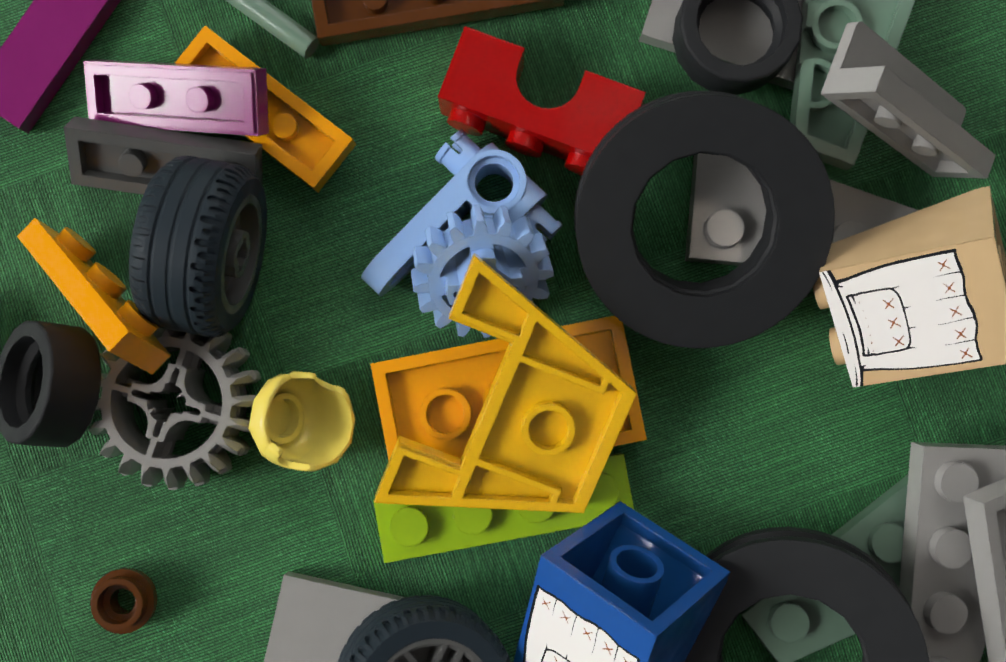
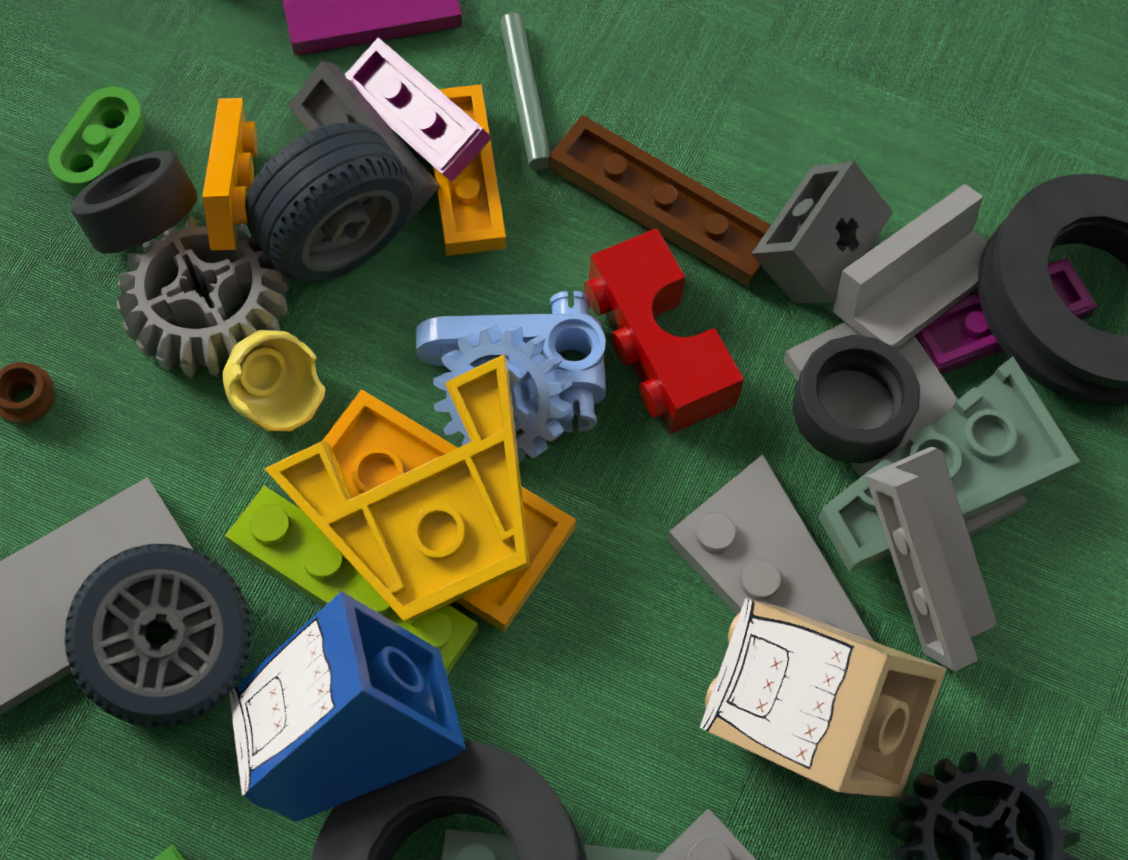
camera: 40 degrees right, 20 degrees down
(759, 290) = (637, 422): black tyre -> none

